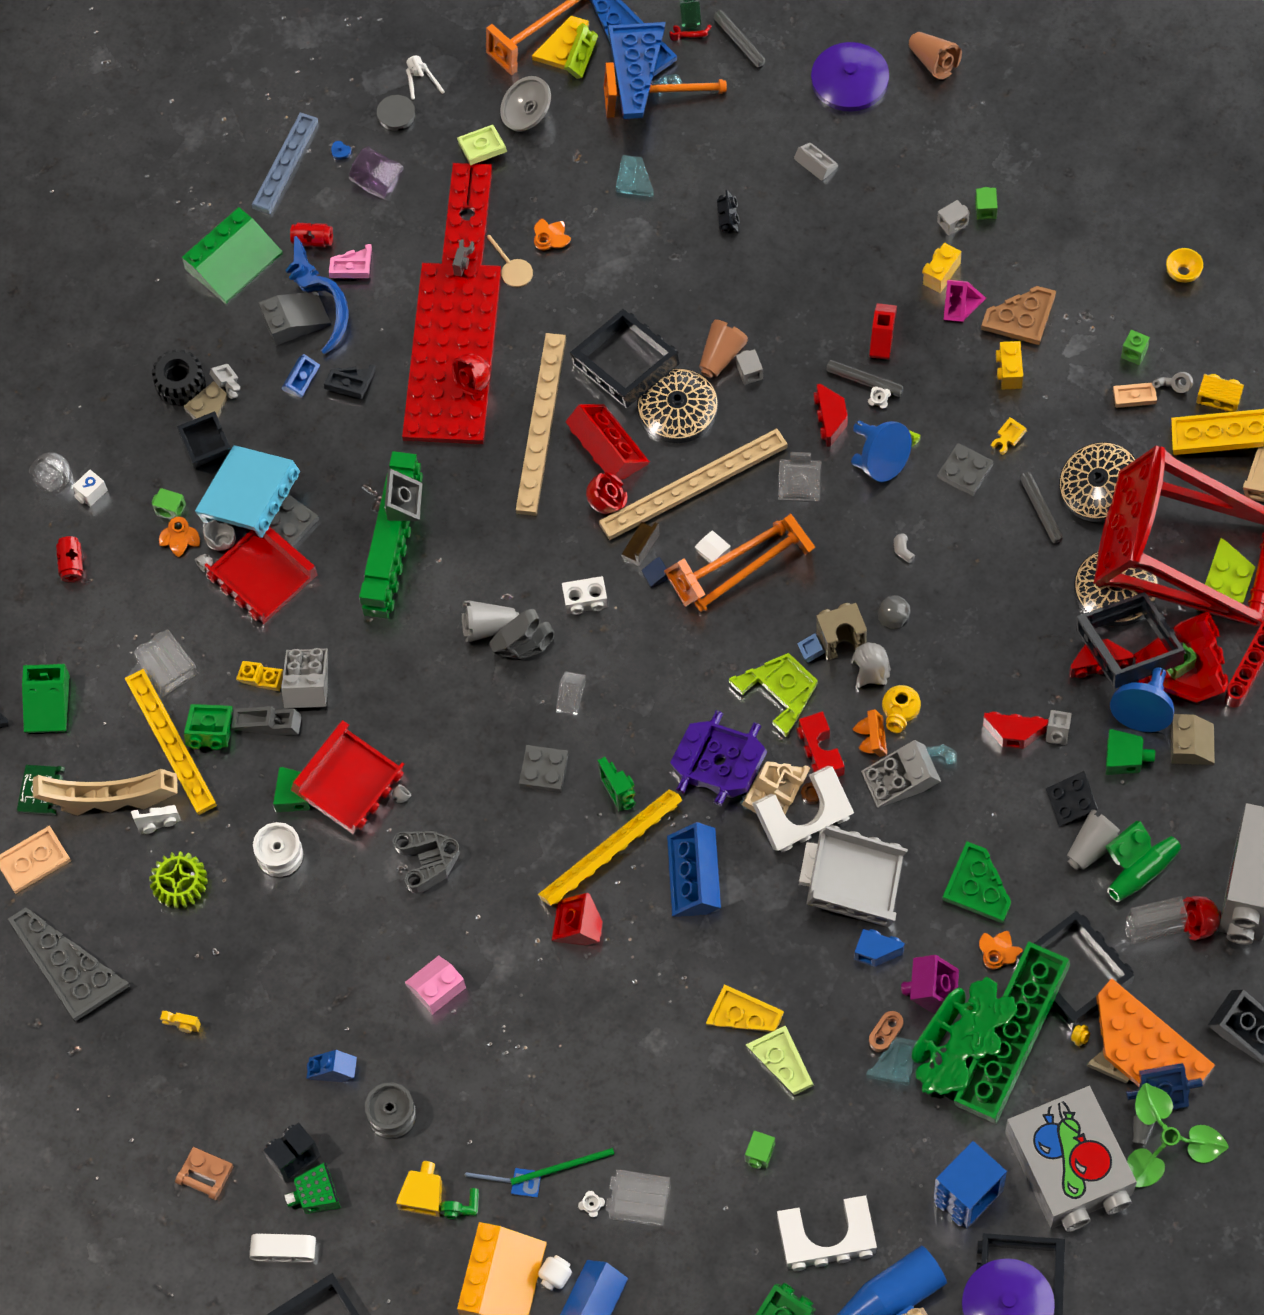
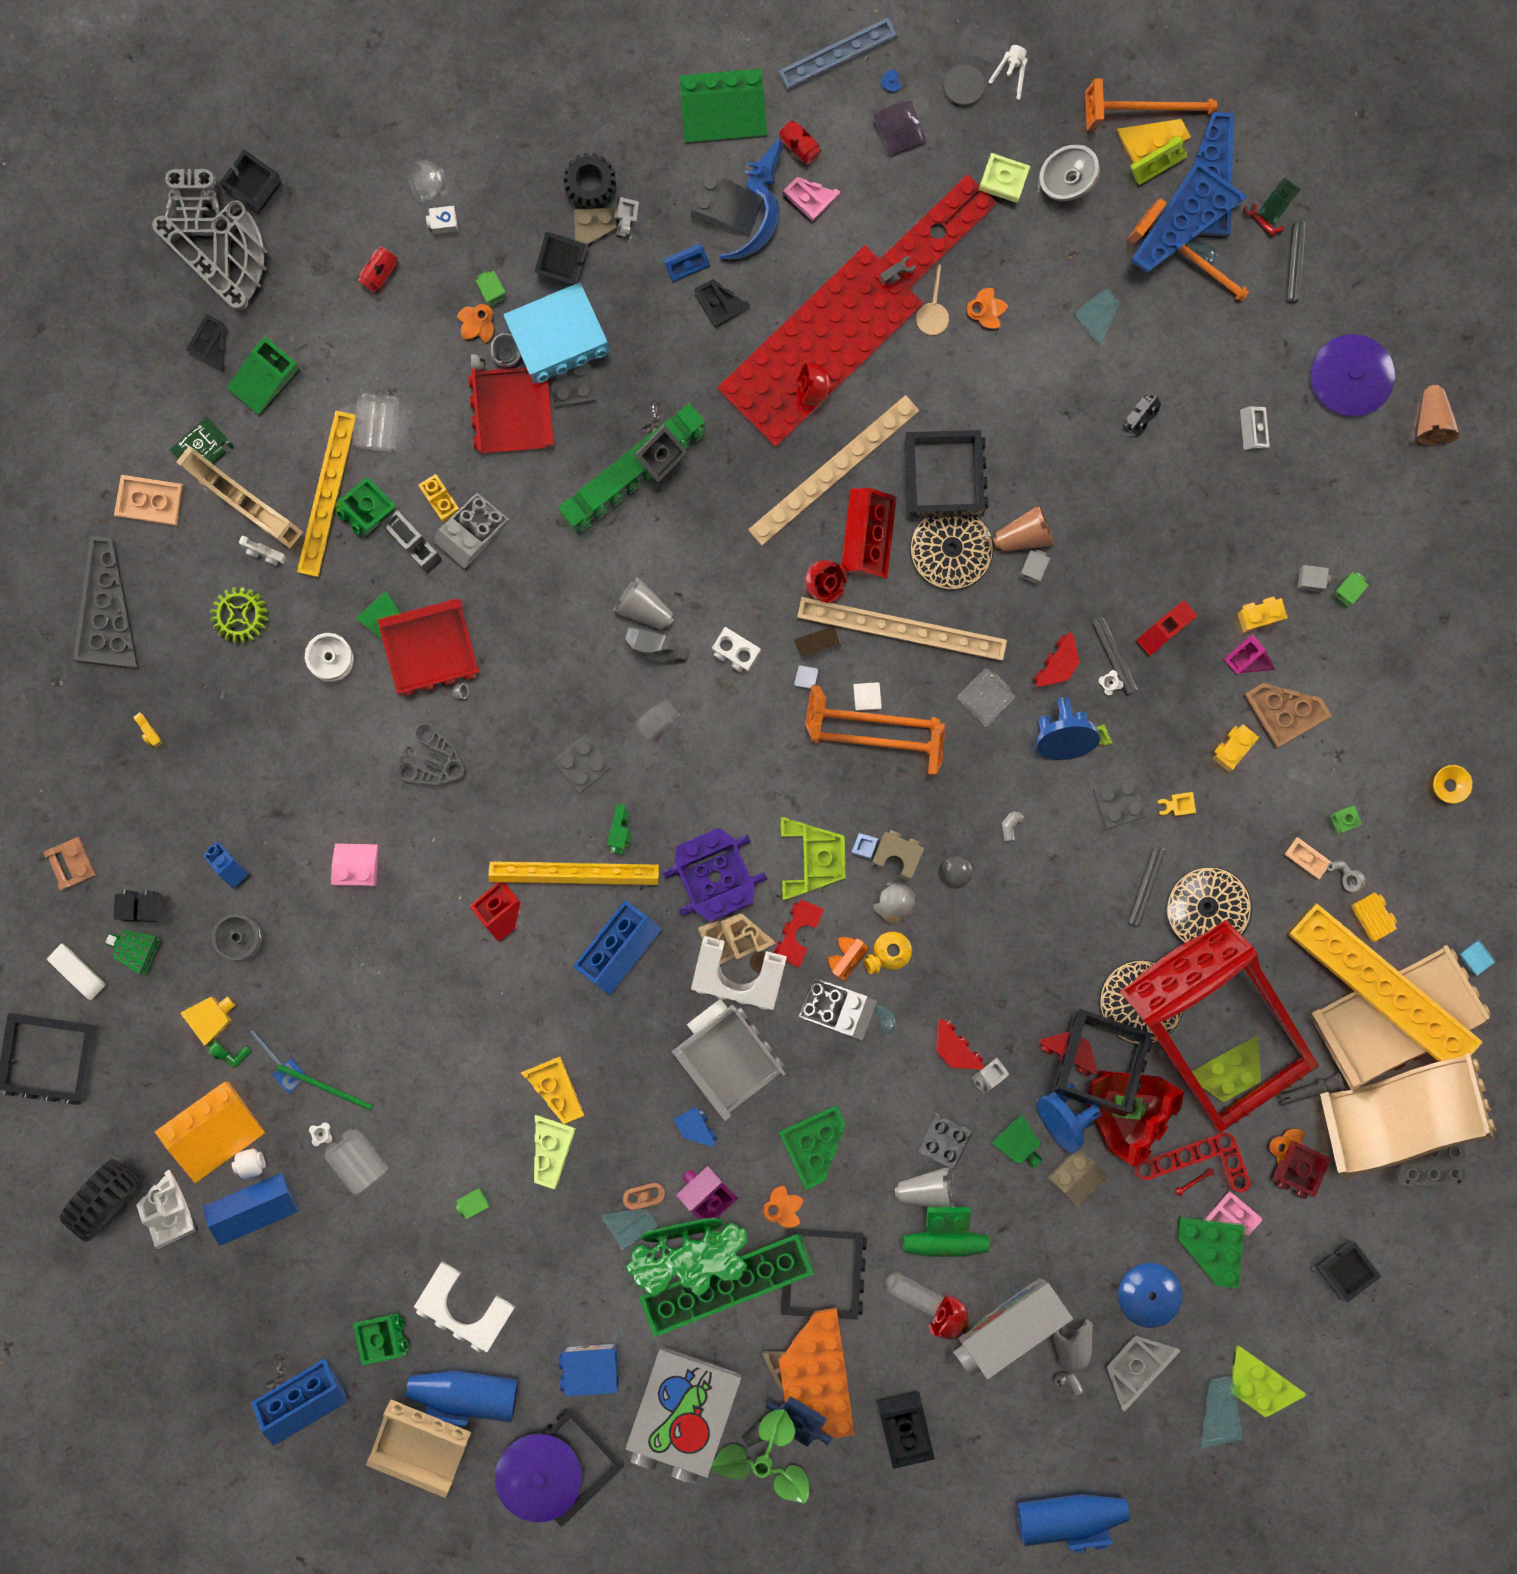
camera: 30 degrees right, 20 degrees up
(1080, 1035) = (779, 1326): yellow plate -> none

